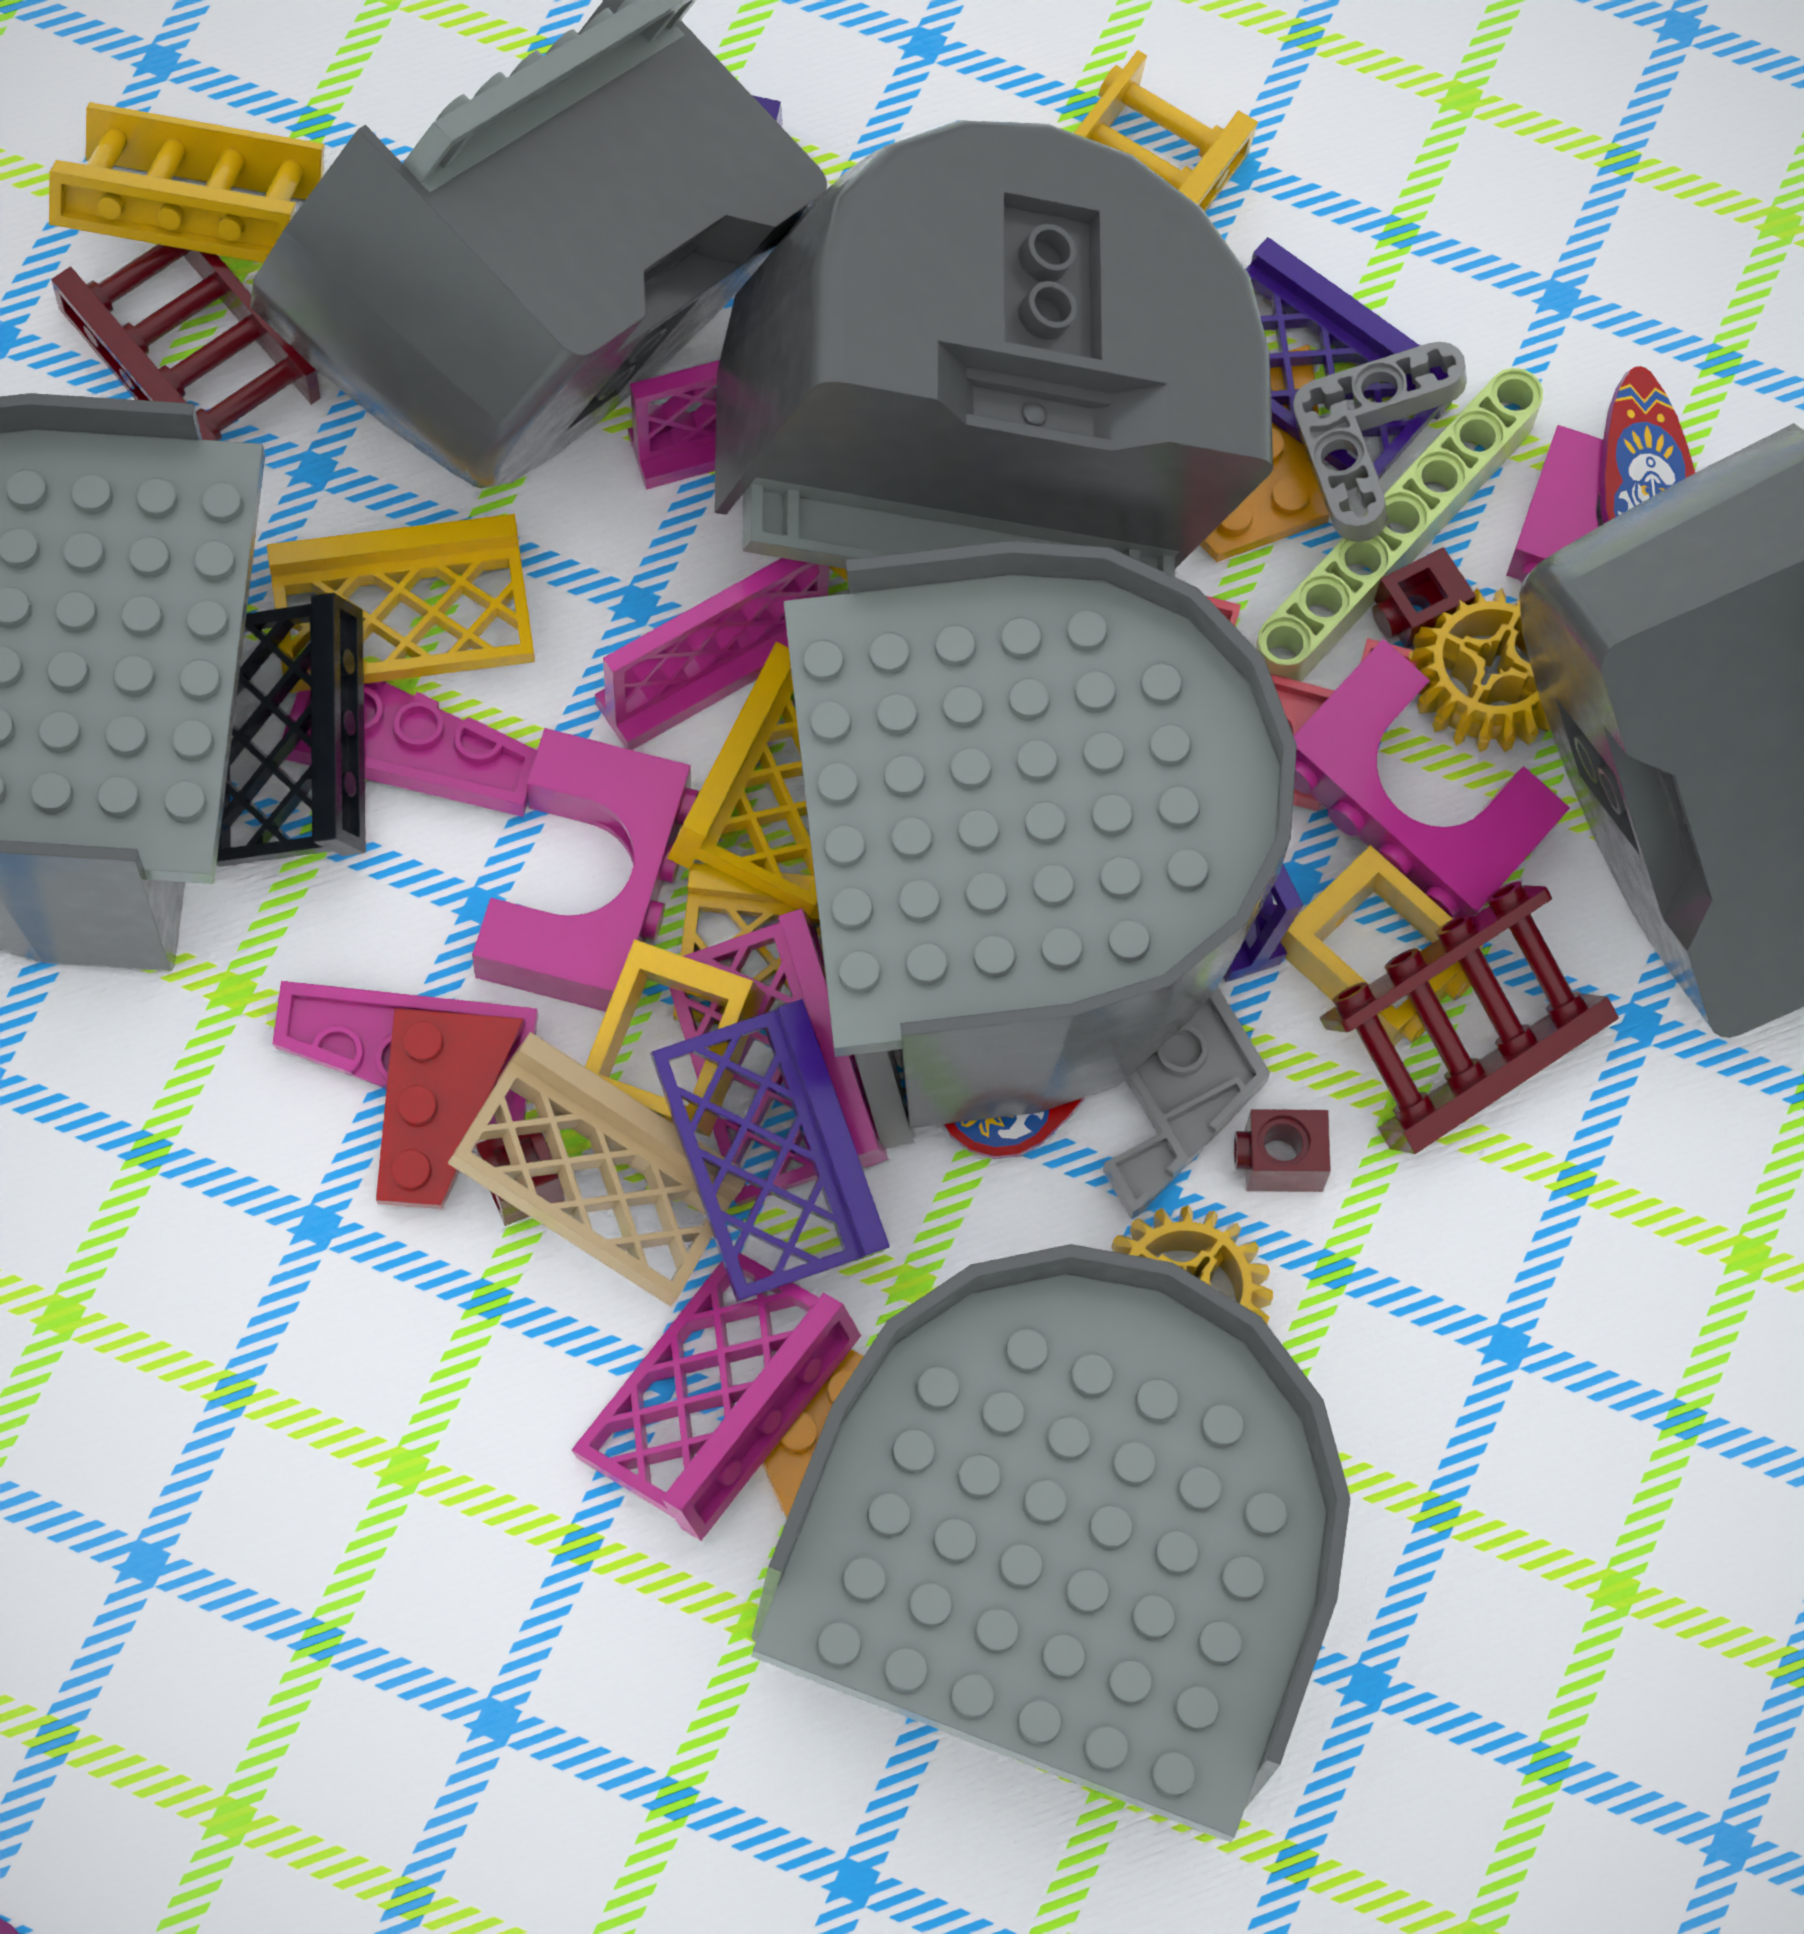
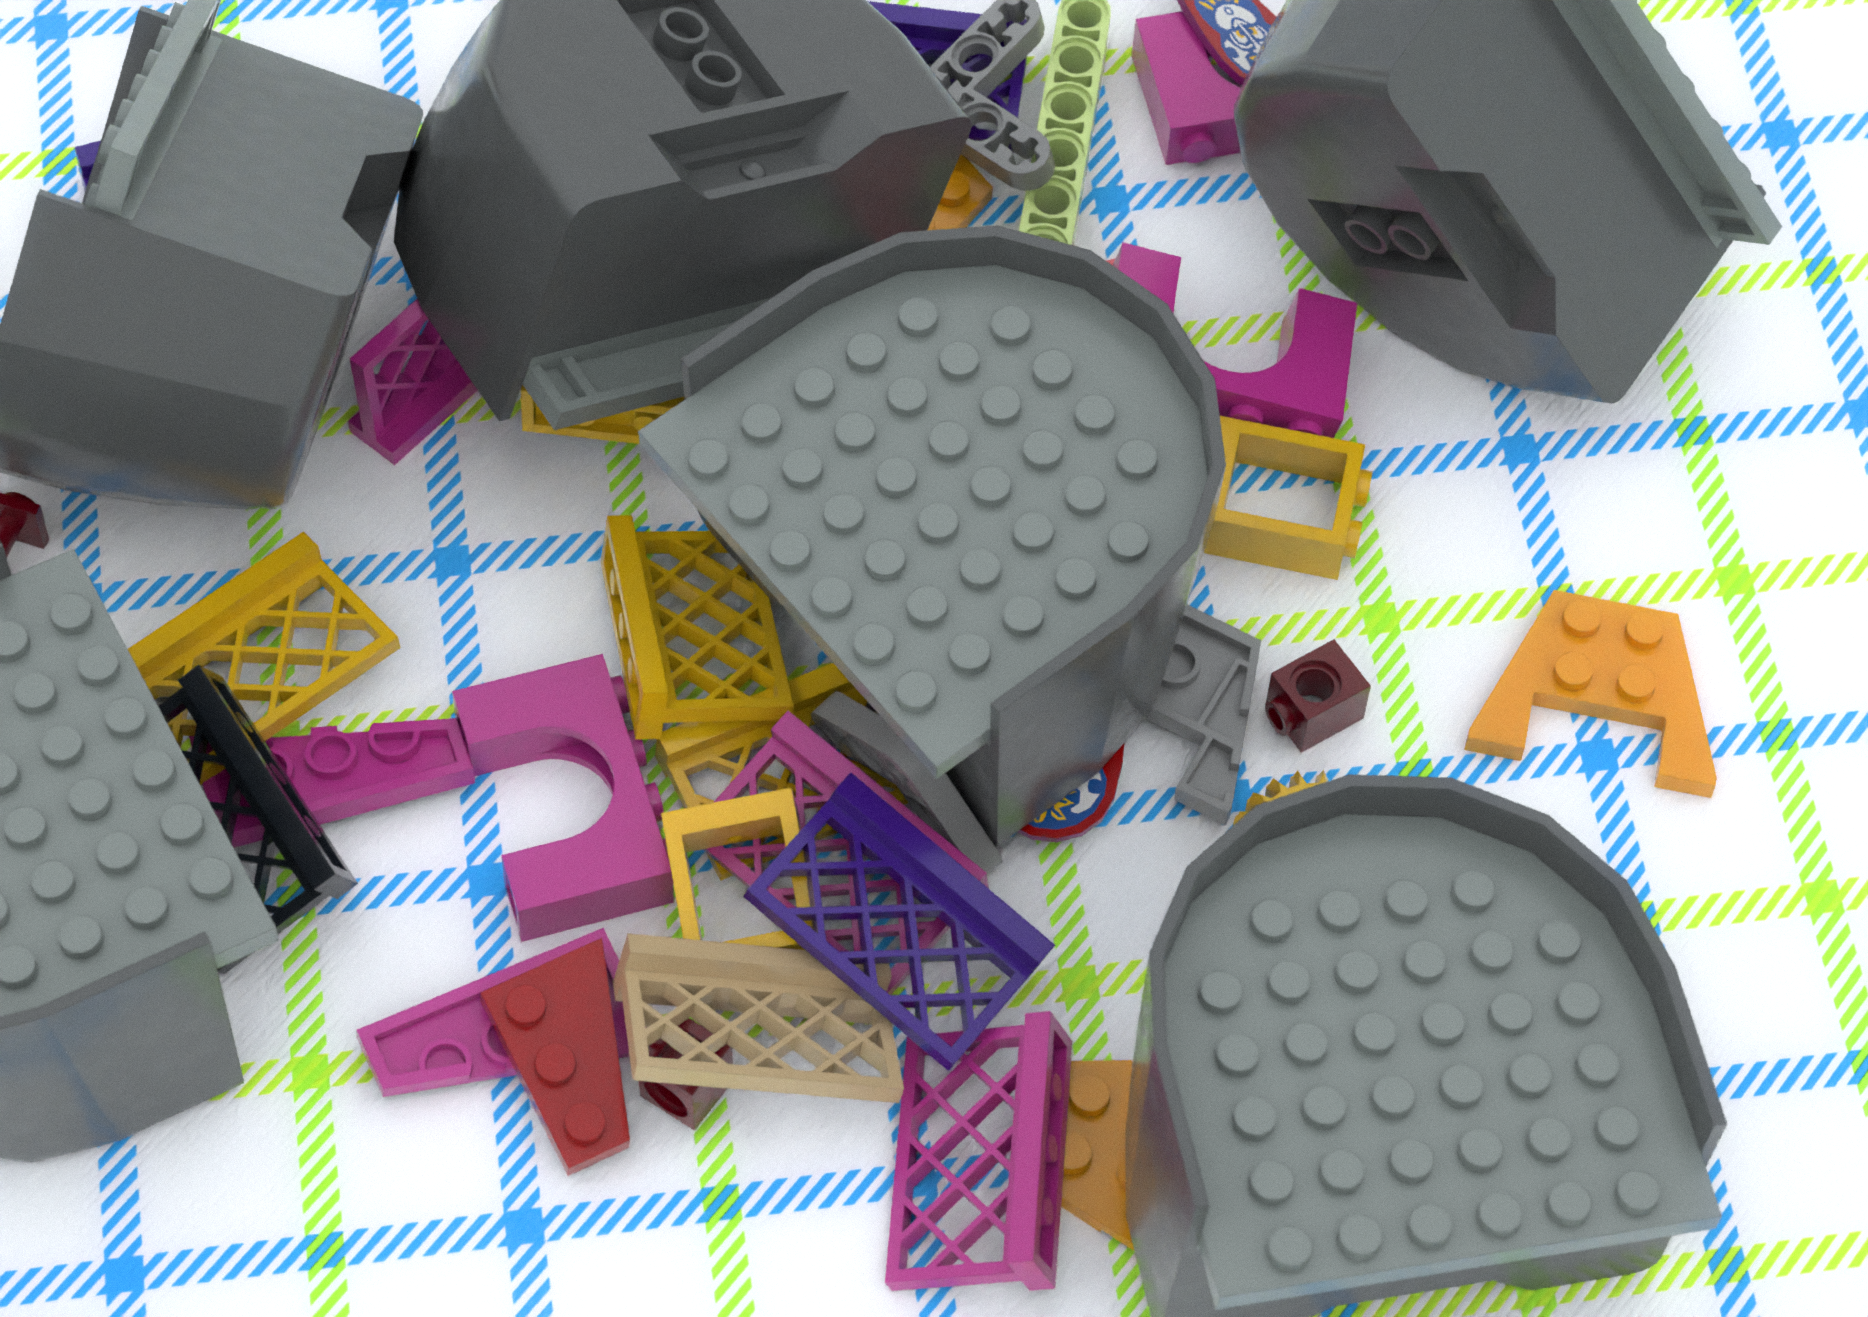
camera: 30 degrees left, 10 degrees down
(702, 652) = (555, 552): dark pink fence -> none
(1428, 583) = (1113, 217): dark red brick -> none
(1453, 648) = (1220, 232): yellow gear -> none
(1520, 1048) = (1449, 513): dark red fence -> none
(1570, 1267) = (1605, 665): none -> light orange wing

